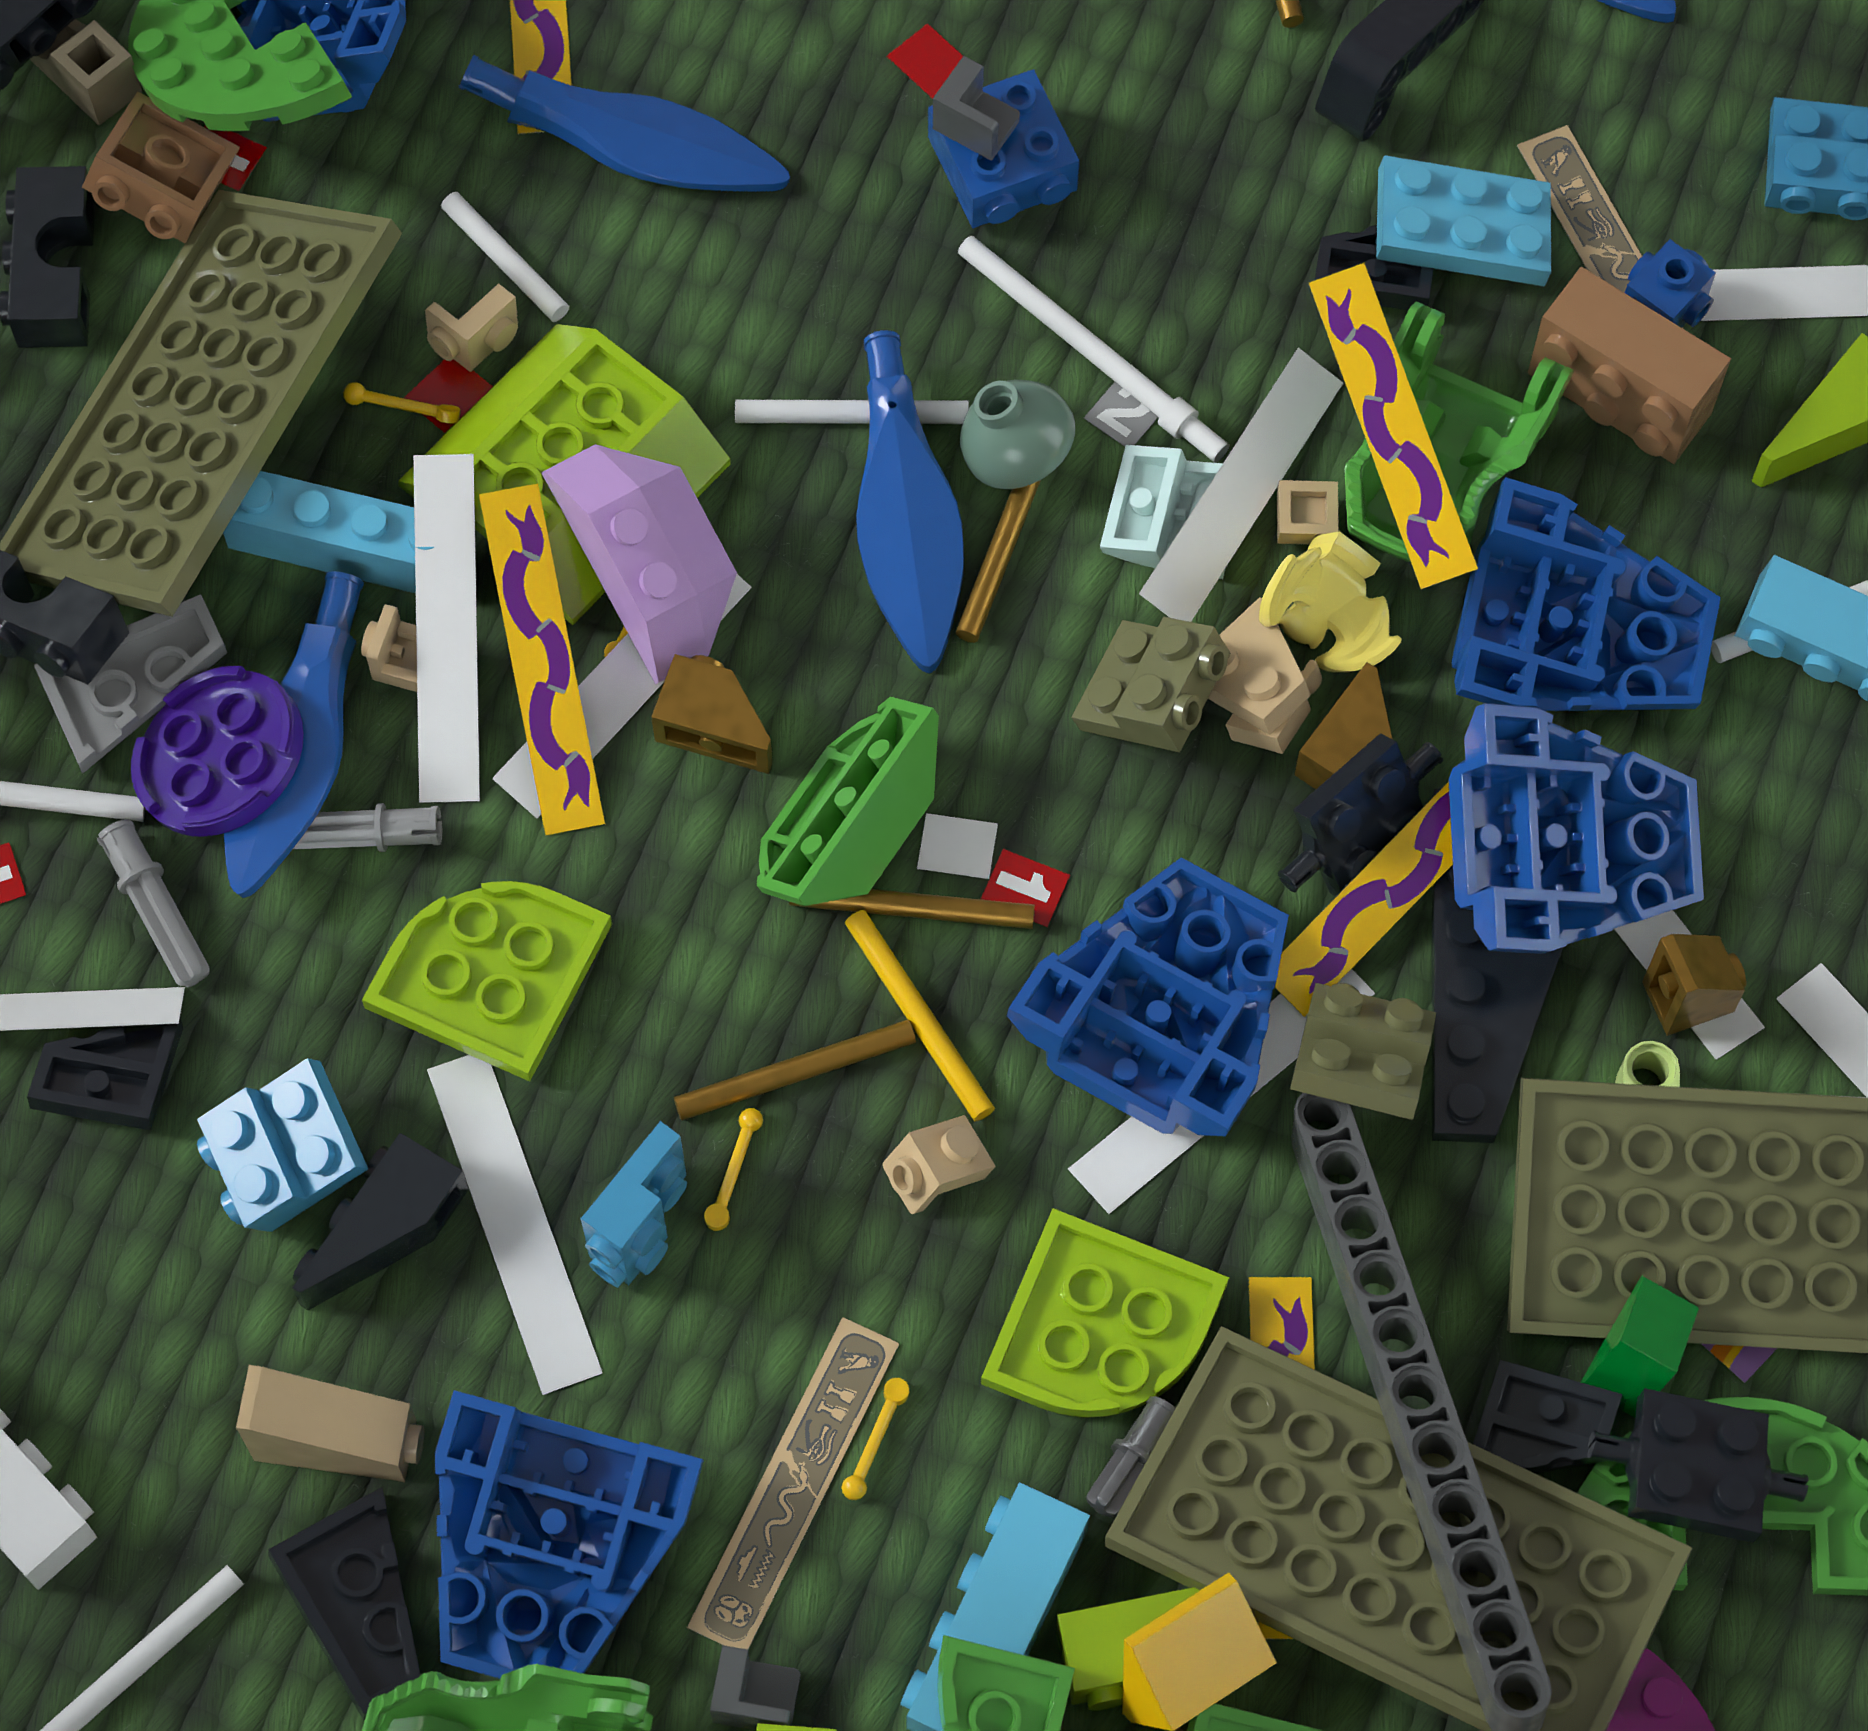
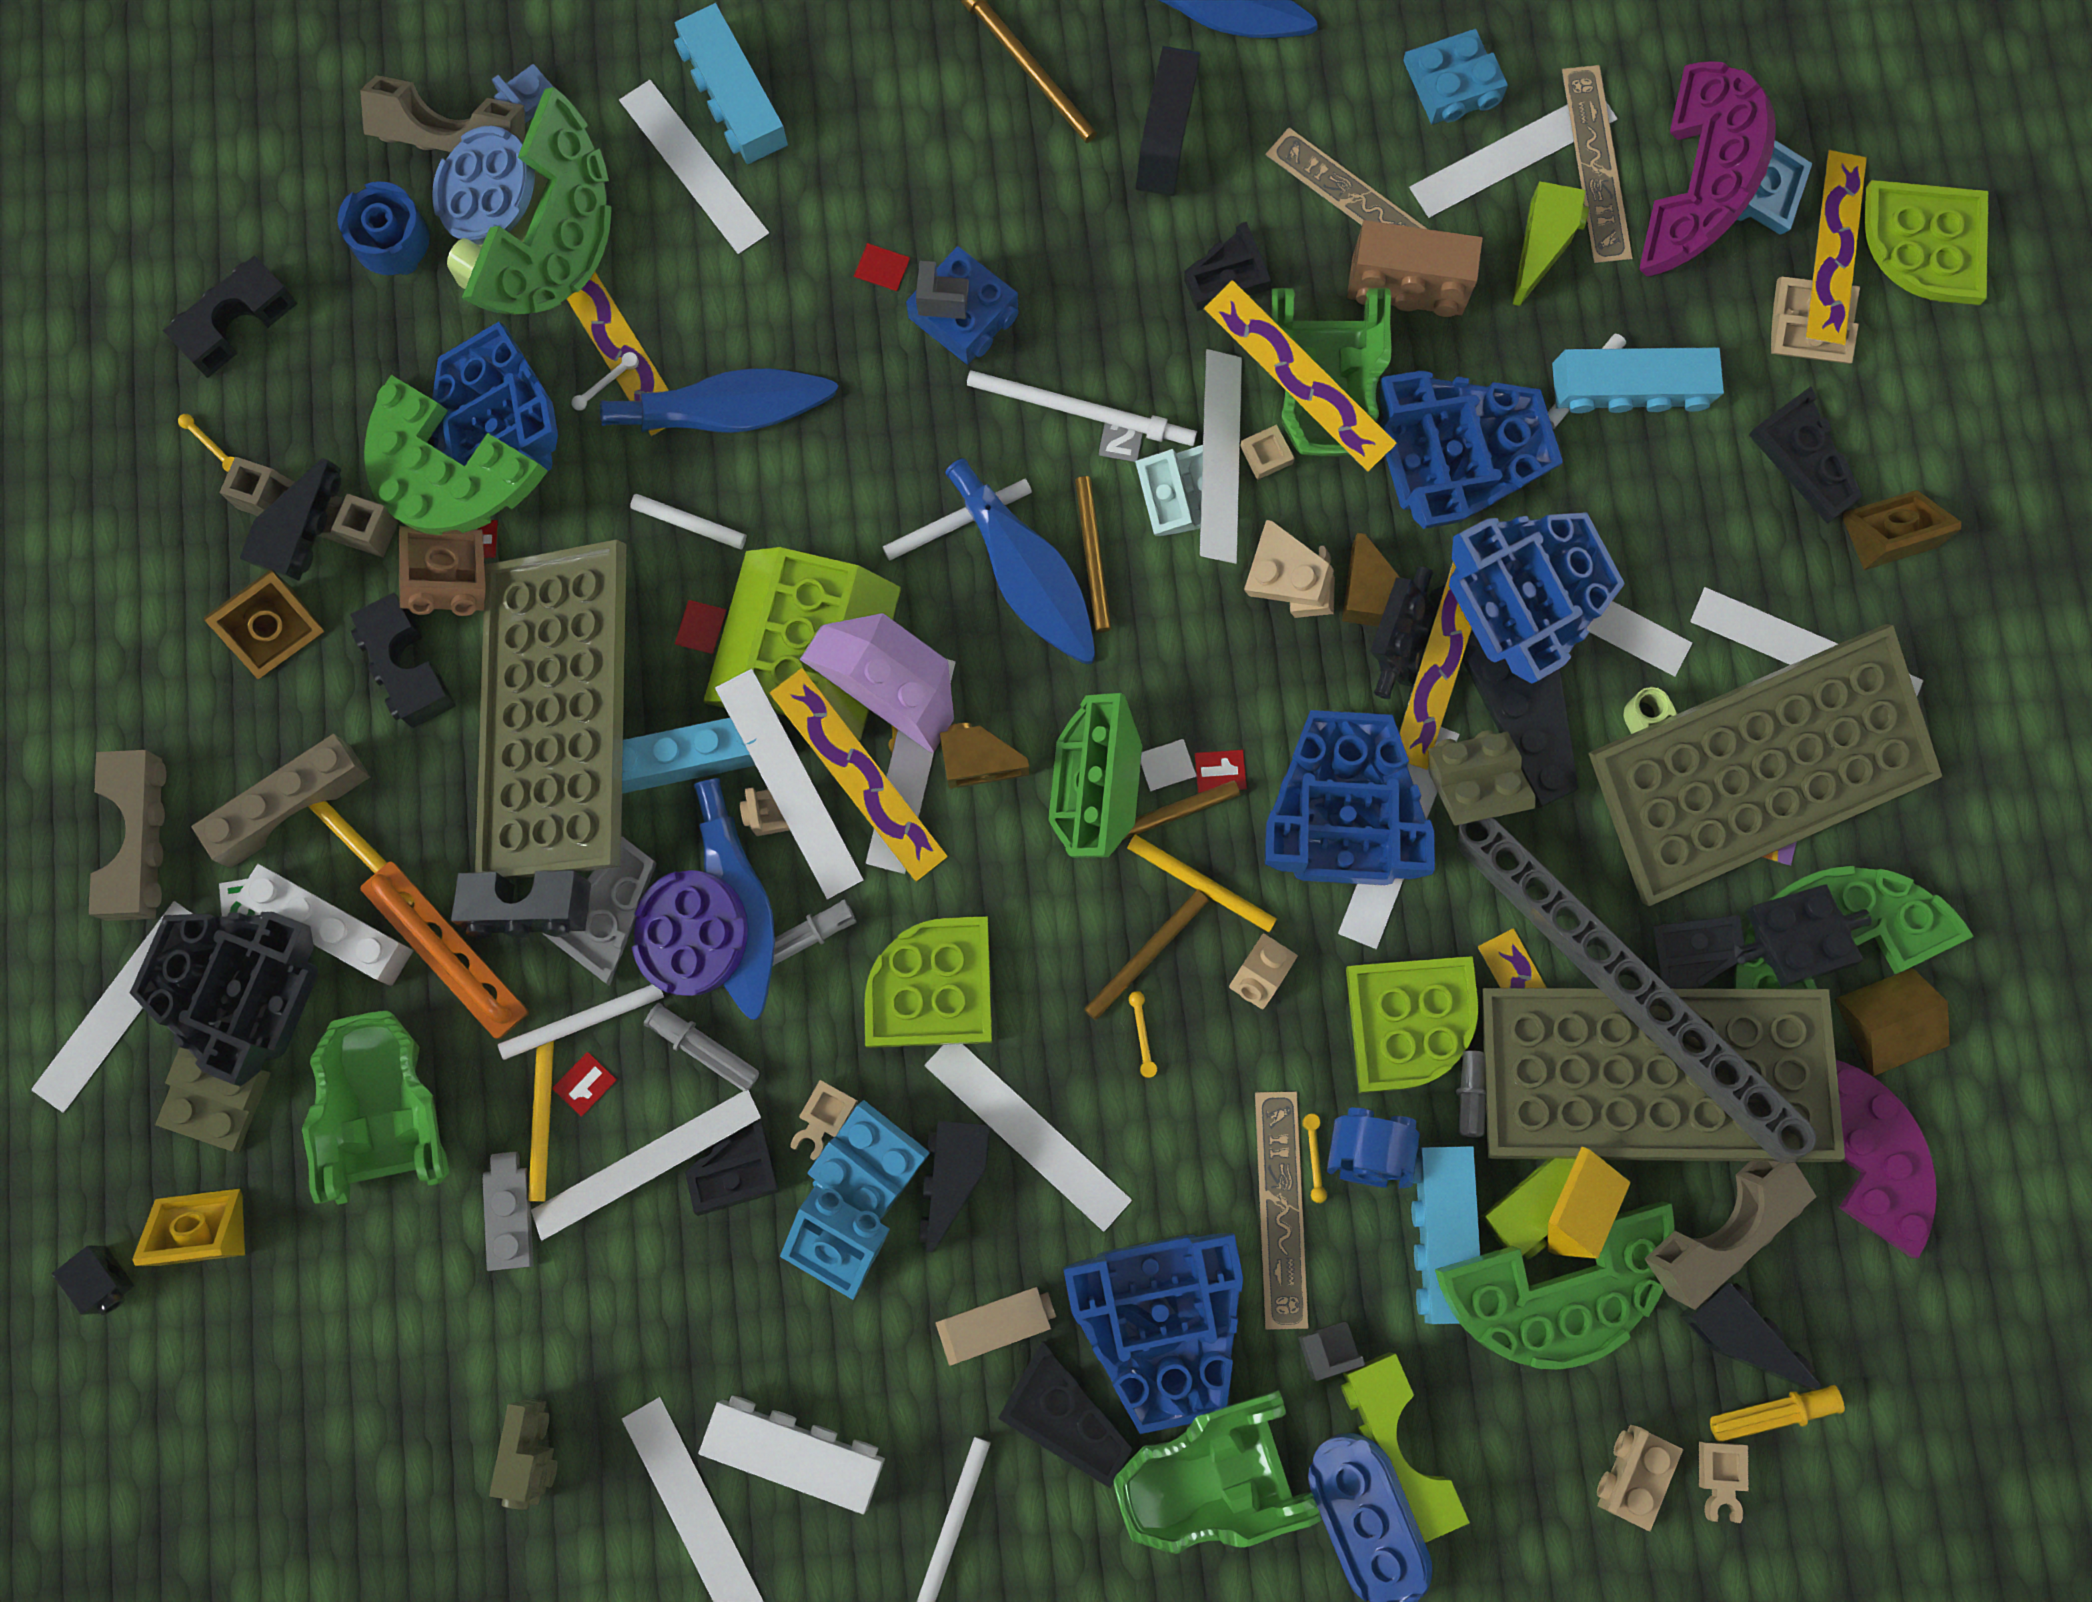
camera: 25 degrees left, 10 degrees up
(183, 1218) = (834, 1241): none -> dark azure plate
(258, 1059) = (825, 1113): none -> tan plate
(356, 394) = (644, 656): yellow hinge -> none
(478, 333) = (704, 576): tan bracket -> none
(540, 30) = (629, 361): none -> white hinge
(627, 1220) = (1108, 1105): dark azure plate -> none
(954, 1453) = (1374, 1149): none -> blue brick
(1016, 433) = (1079, 493): sand green piece -> none
(1153, 683) = (1235, 607): olive plate -> none
(1331, 594) = (1310, 499): light yellow animal -> none
(1464, 221) = (1264, 220): medium azure plate -> none
(1643, 1343) = (1732, 877): green slope -> none
(1673, 284) = (1412, 202): blue brick -> none
(1693, 981) = (1646, 639): pearl gold slope -> none
(1778, 1657) = (1896, 1020): none -> pearl gold slope

